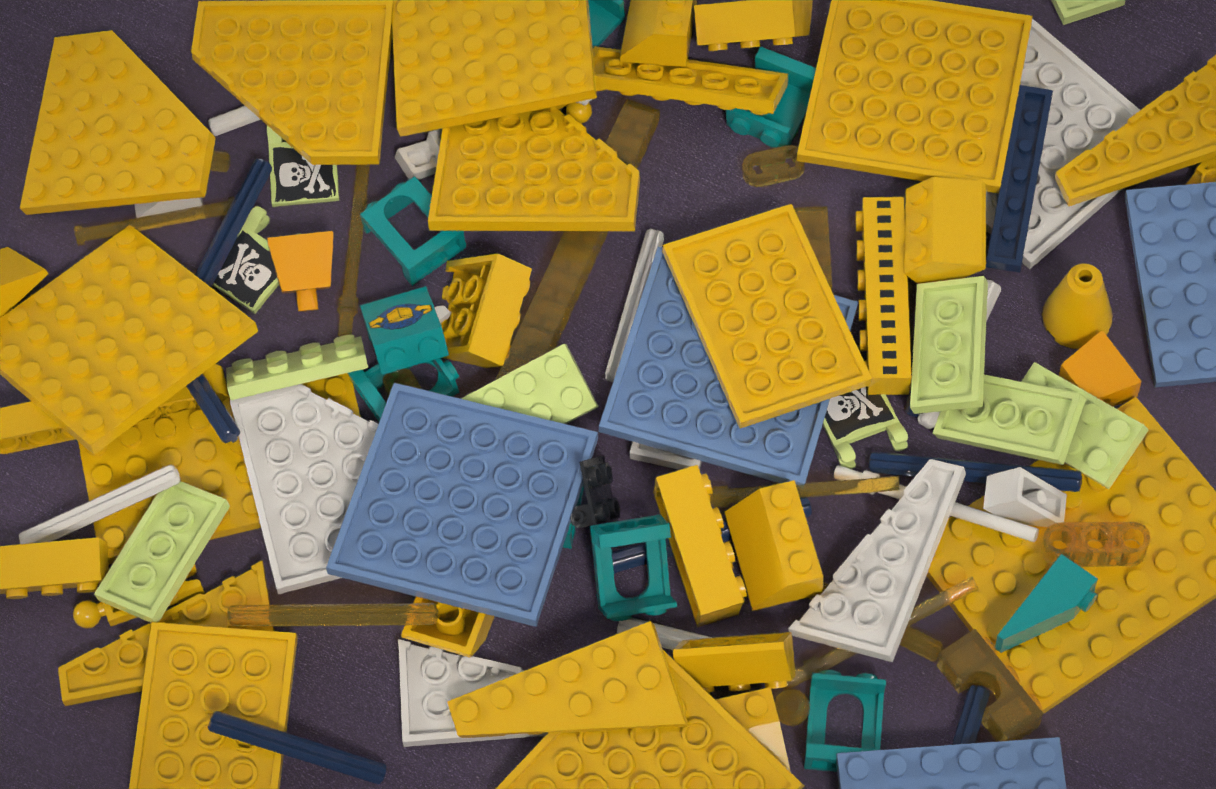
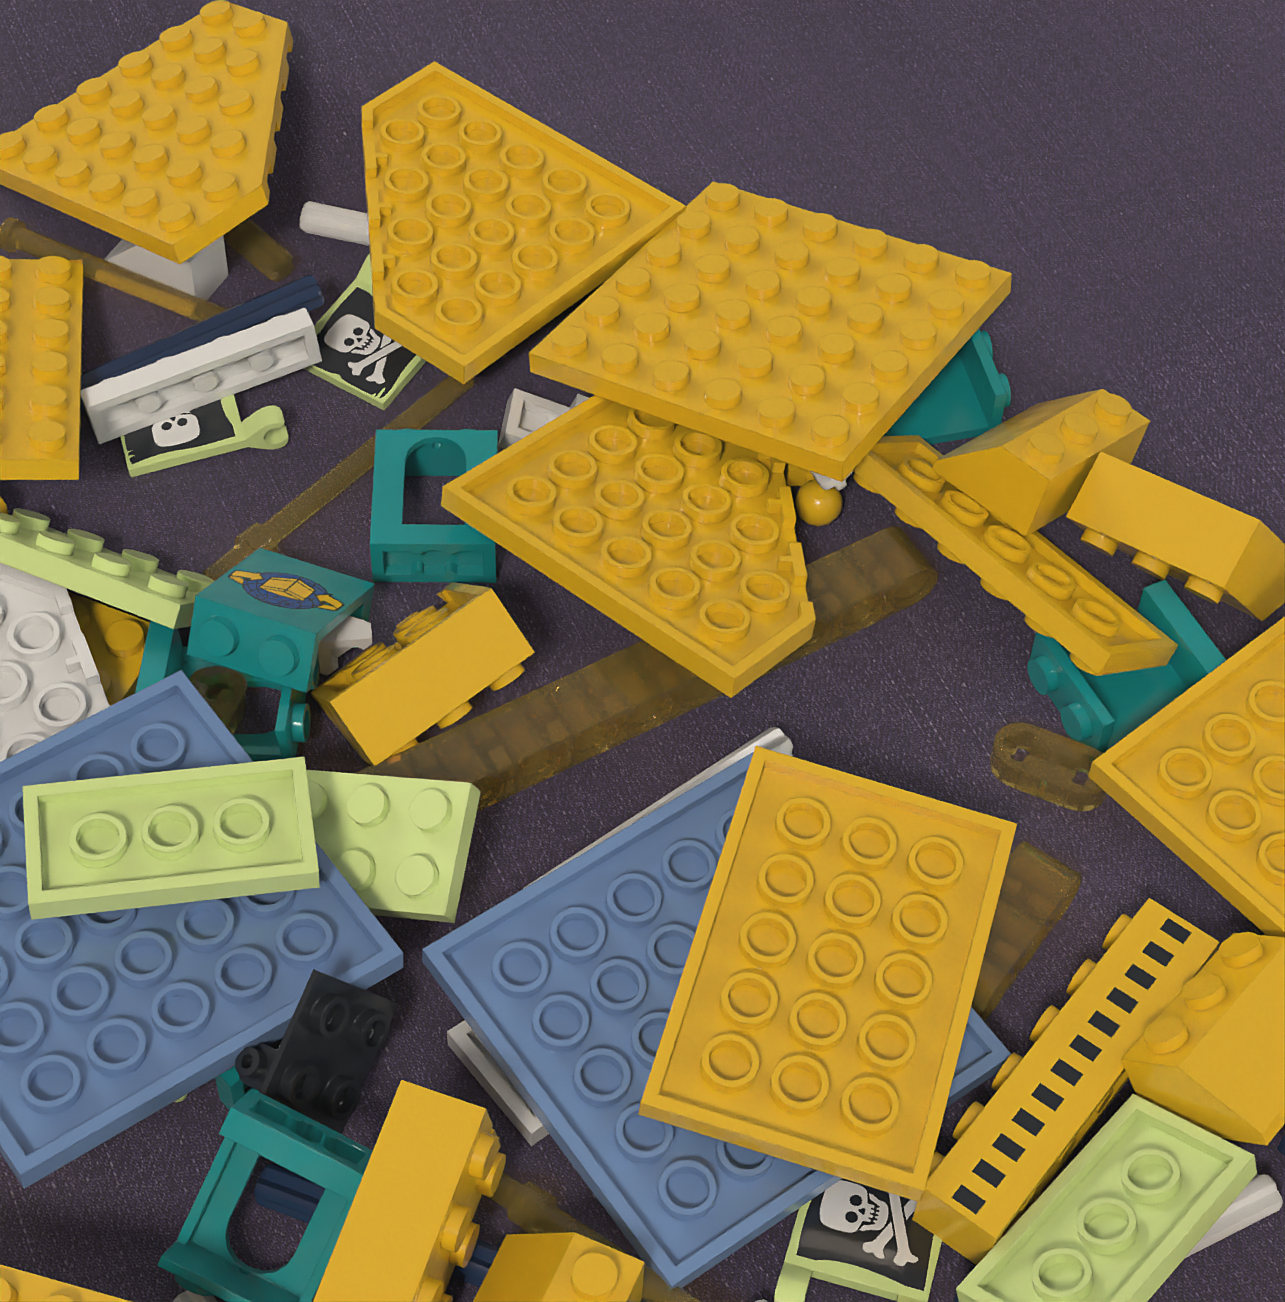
camera: 30 degrees right, 10 degrees down
(257, 230) = (201, 375): none -> white plate
(303, 265) = (238, 446): light orange torso -> none
(466, 453) = (168, 837): none -> yellowish green plate

